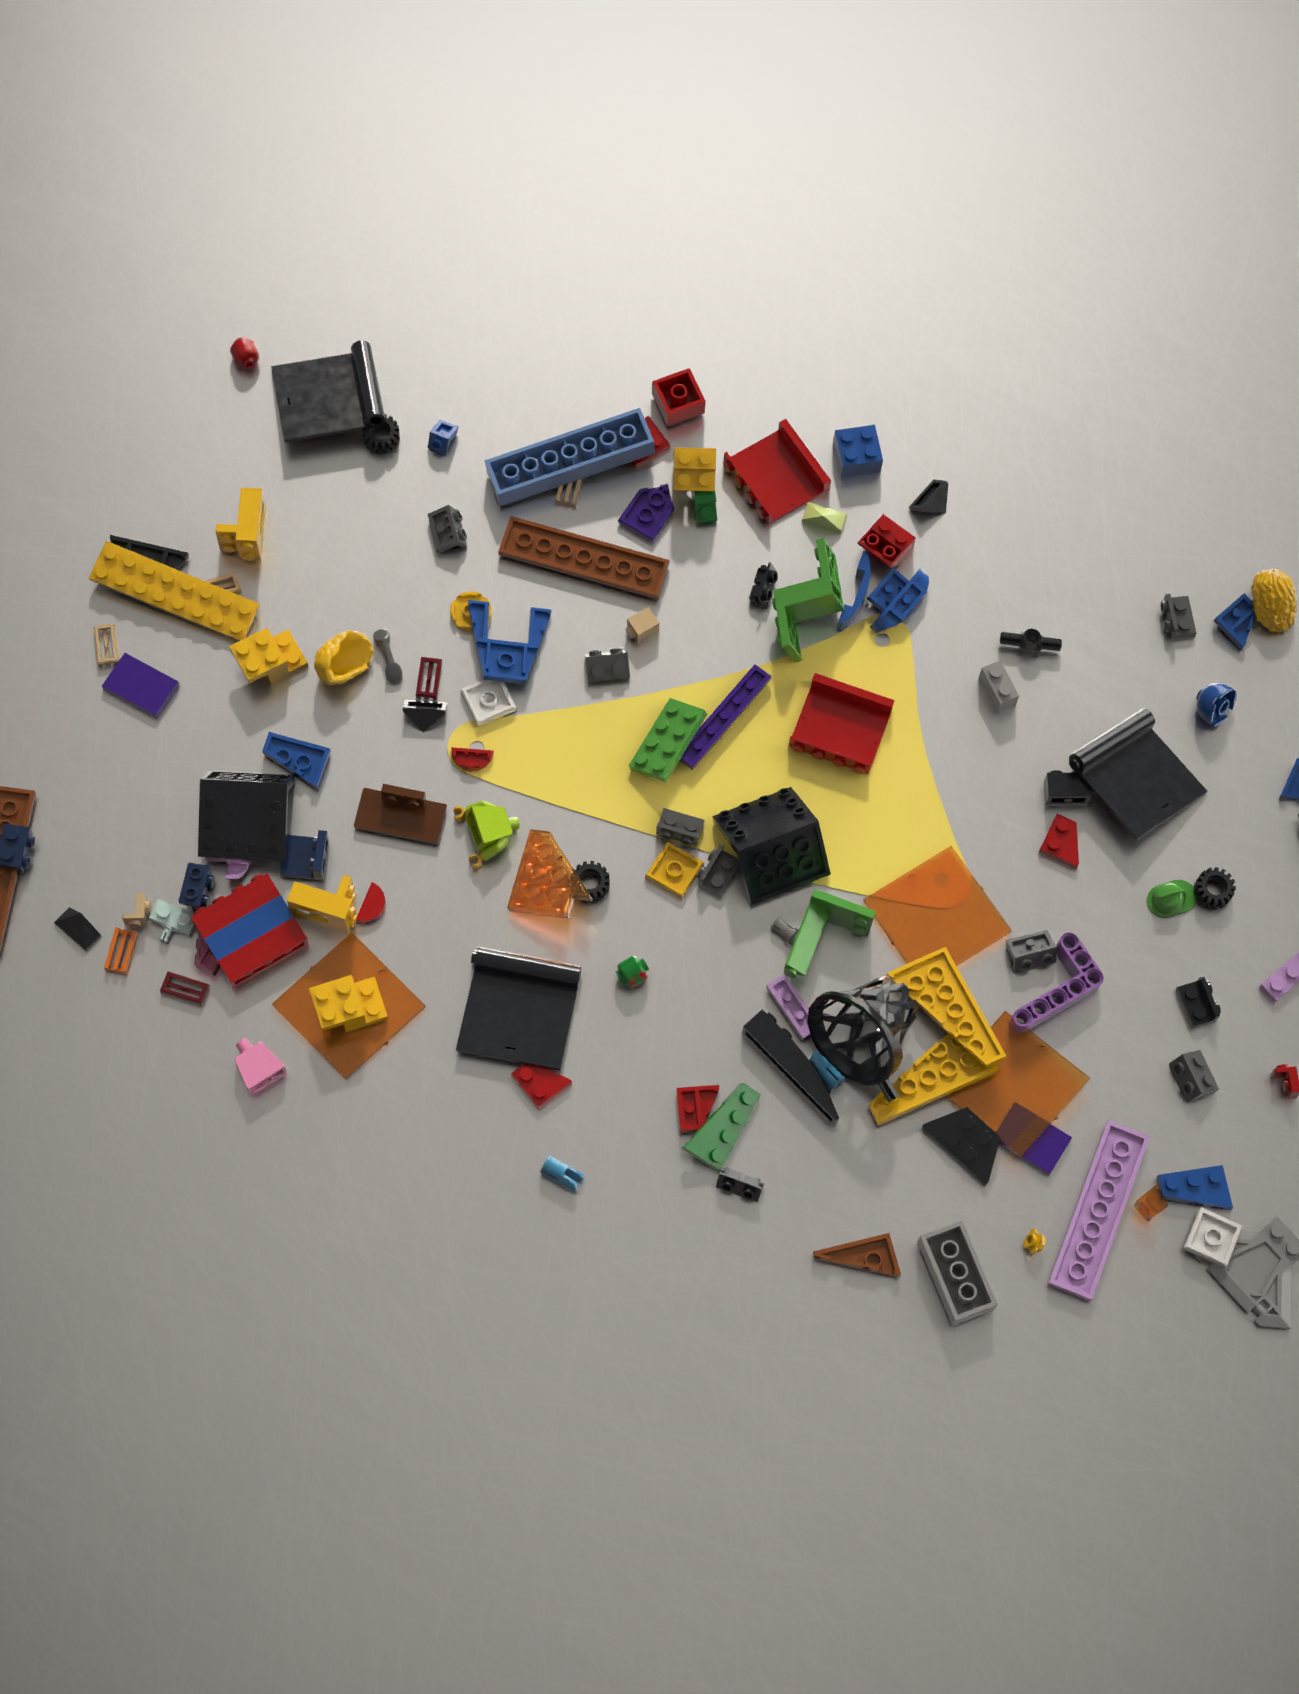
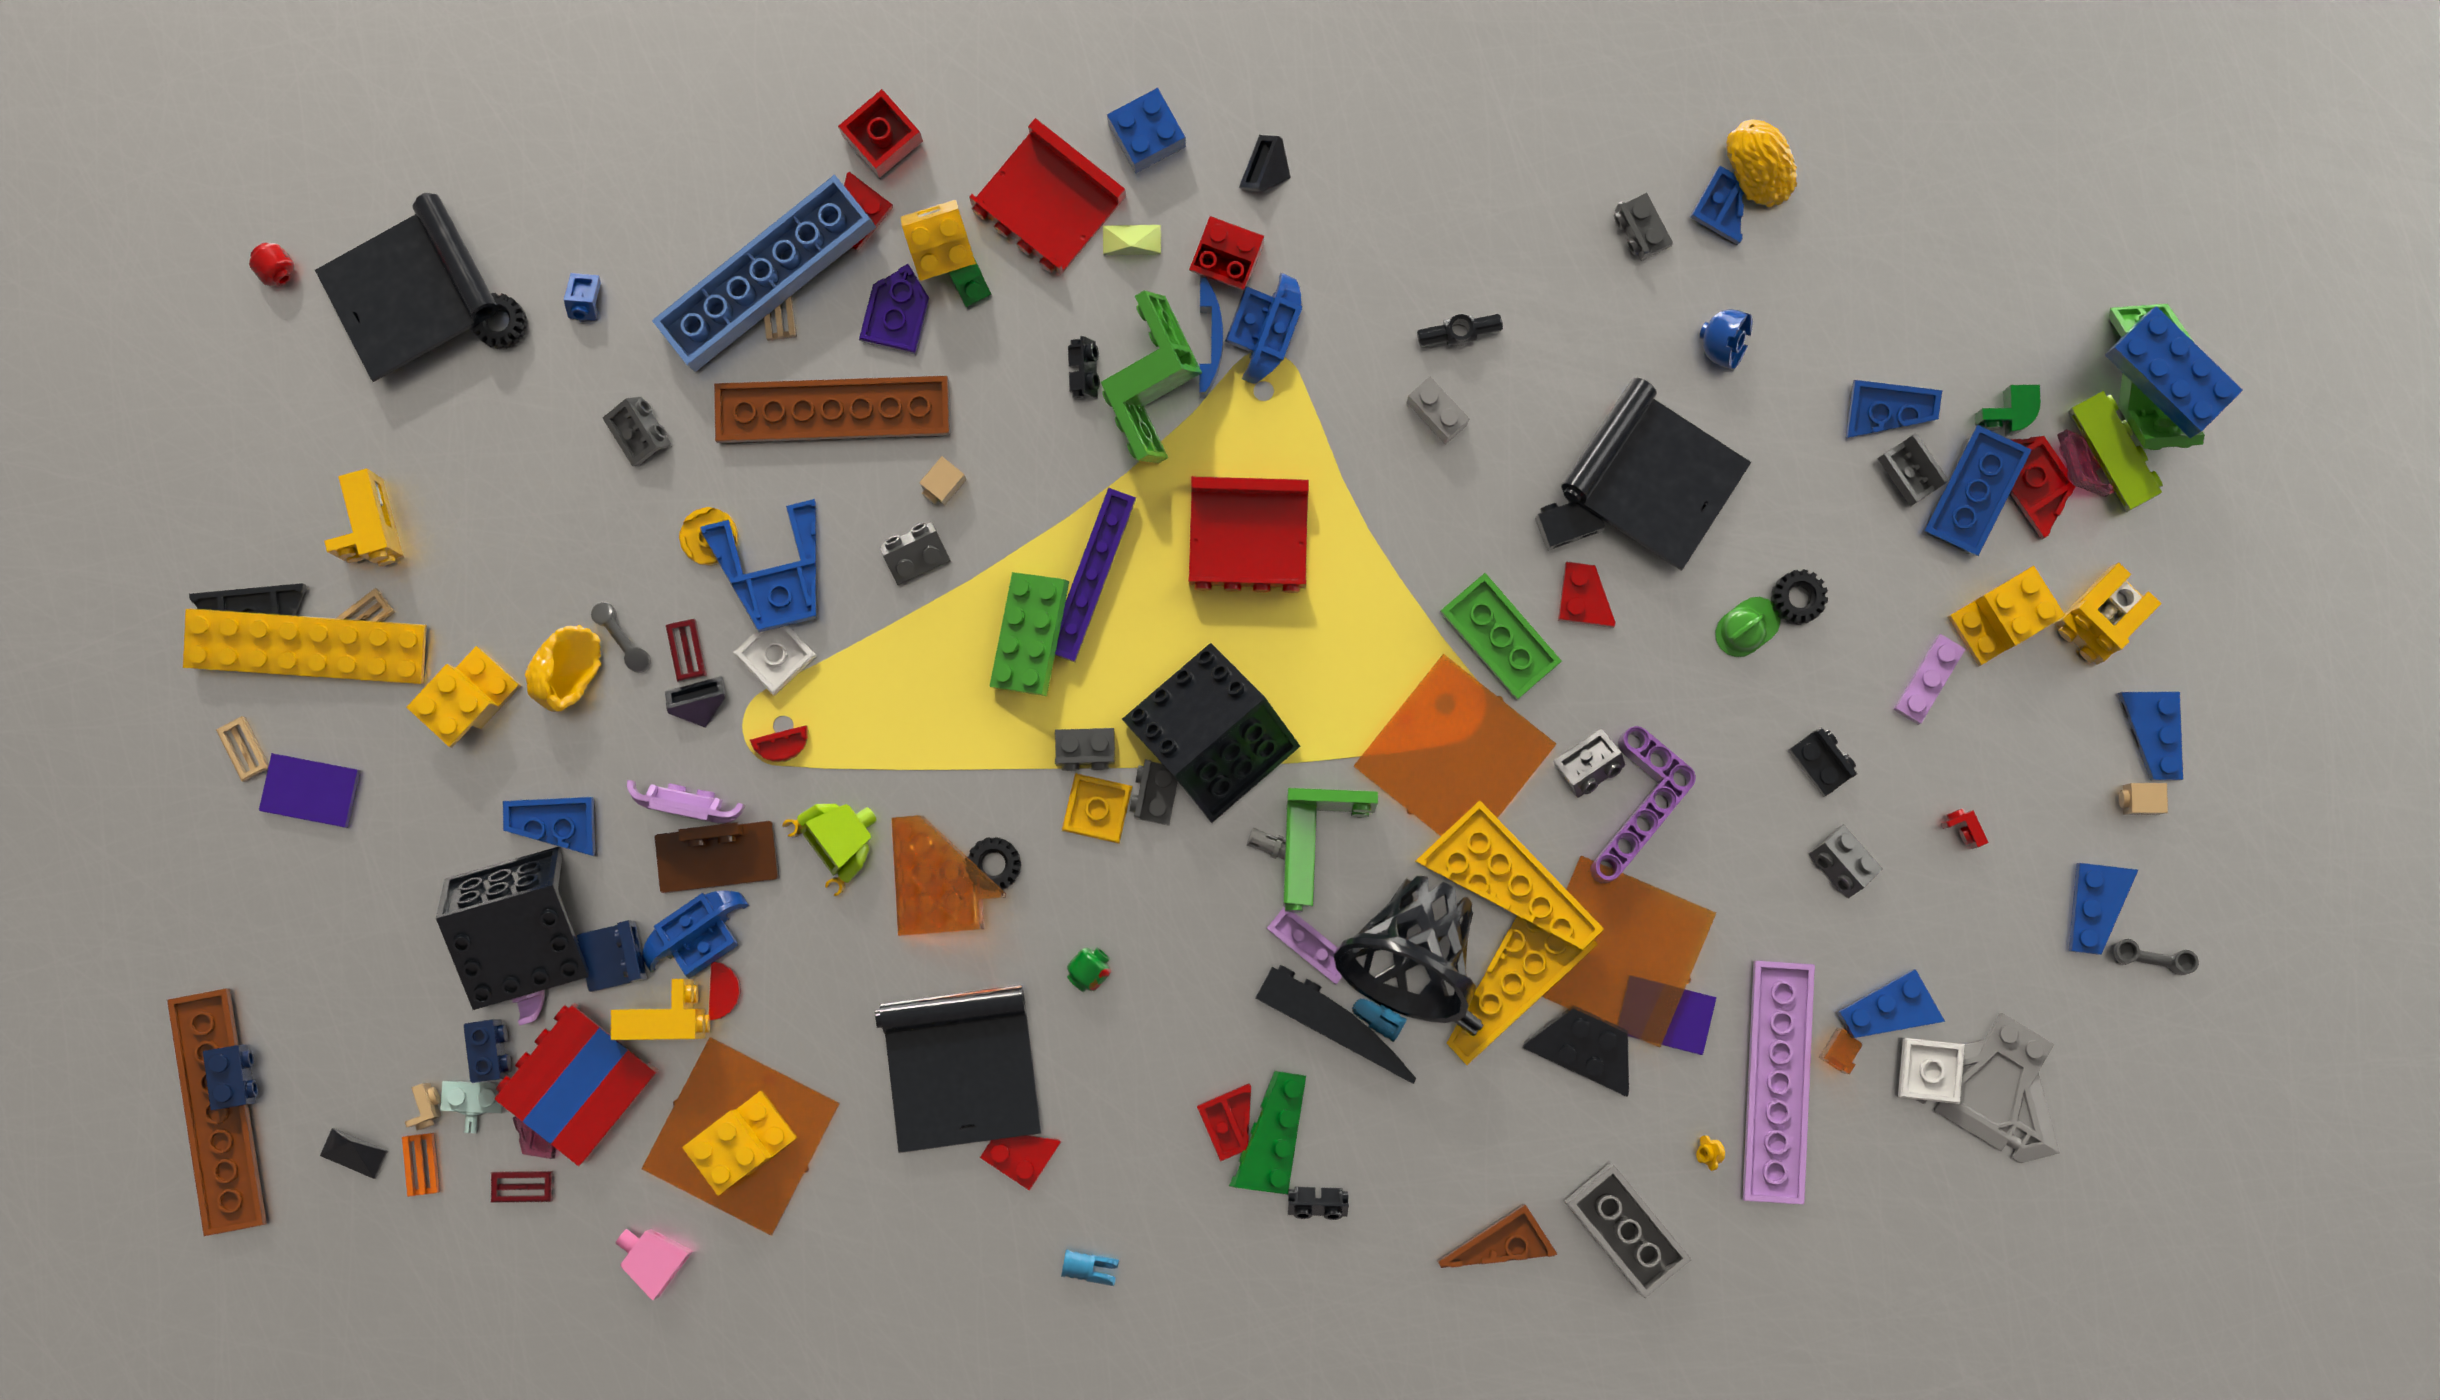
camera: 15 degrees left, 15 degrees up
(367, 859) = (695, 933): none -> blue plate
(389, 768) = (678, 802): none -> lavender plate
(995, 847) = (1500, 636): none -> bright green plate

